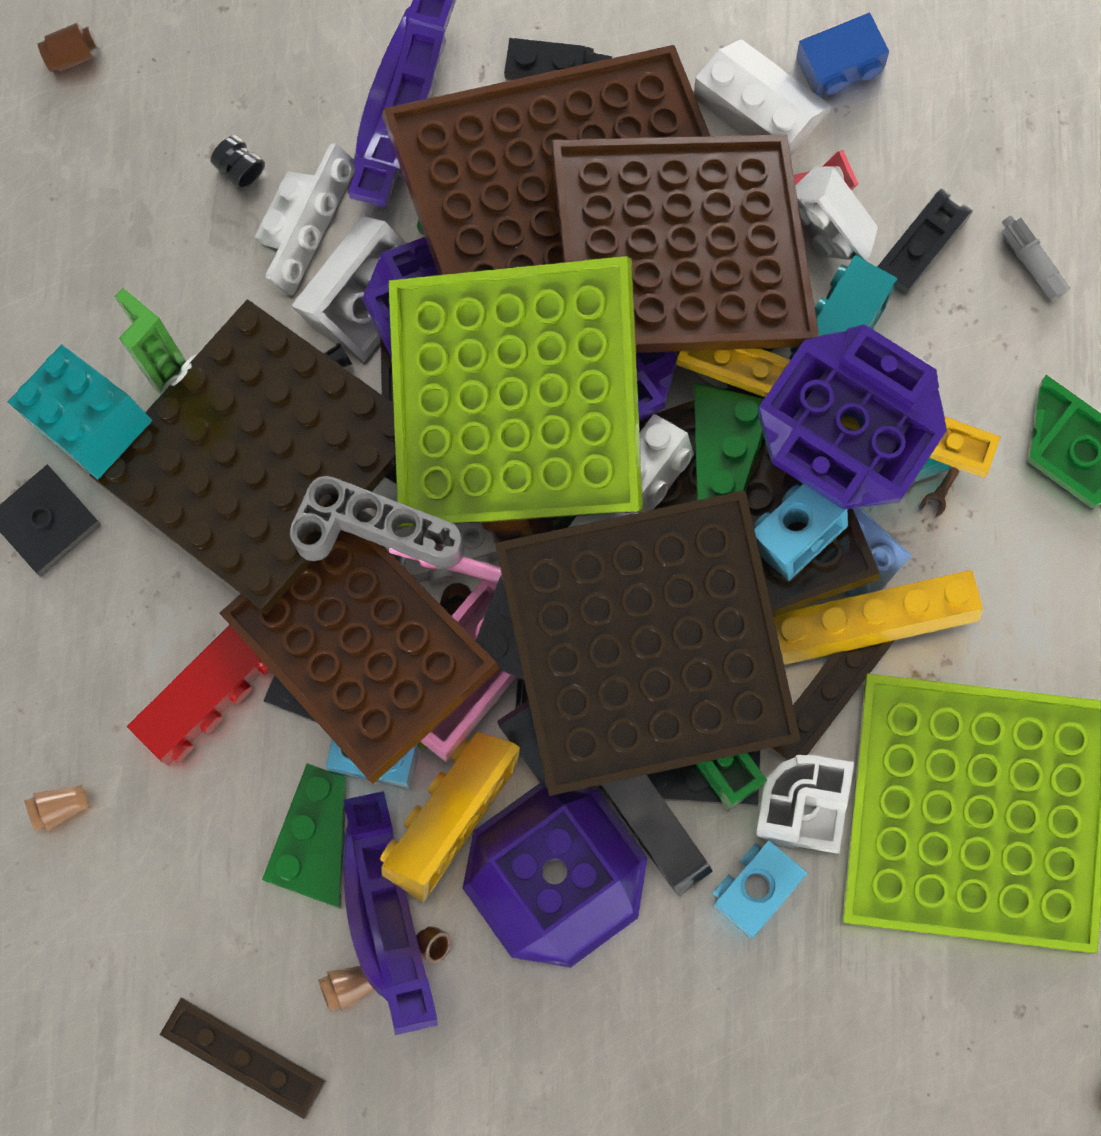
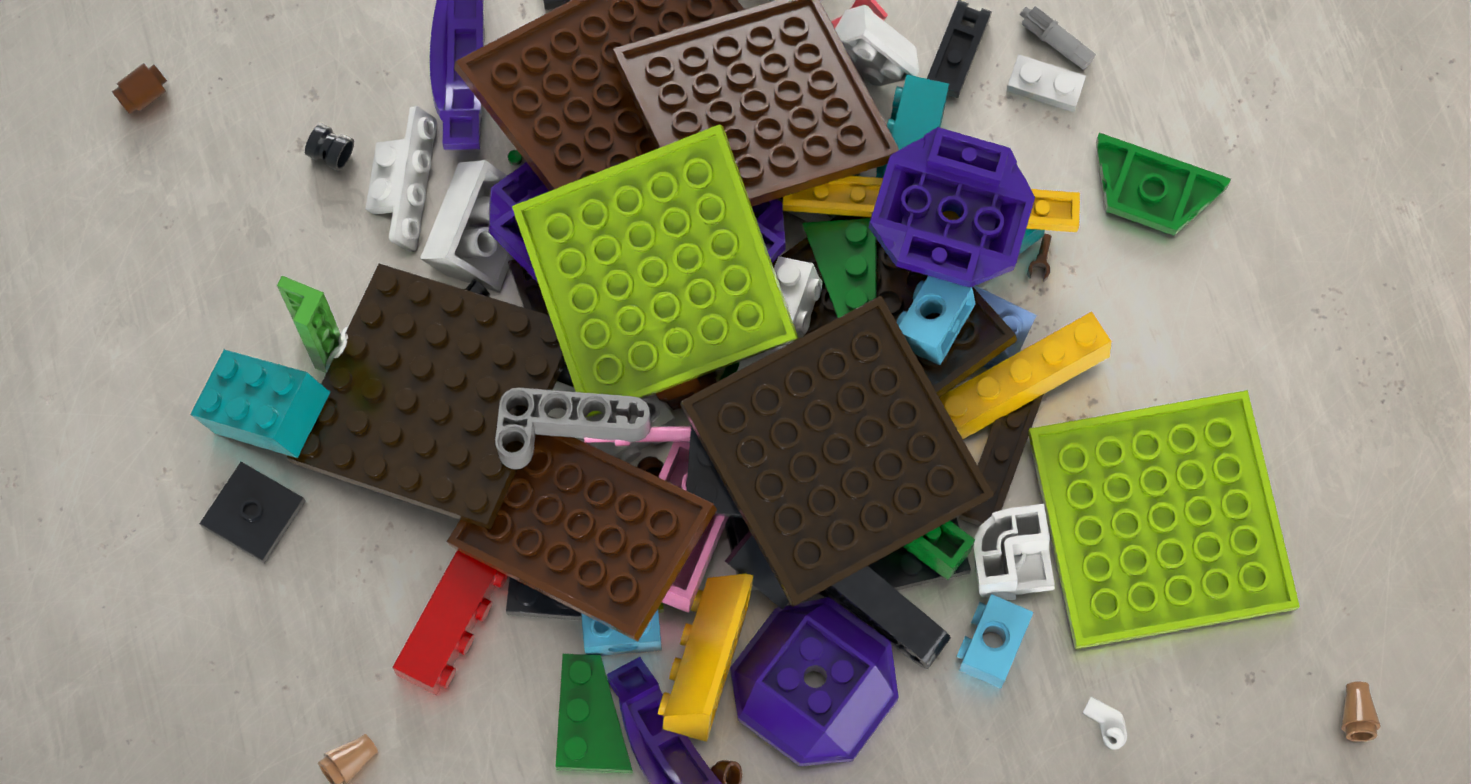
camera: 25 degrees left, 5 degrees down
(854, 1013) = (1110, 721): none -> white arm
(1006, 304) = (1046, 83): none -> white plate

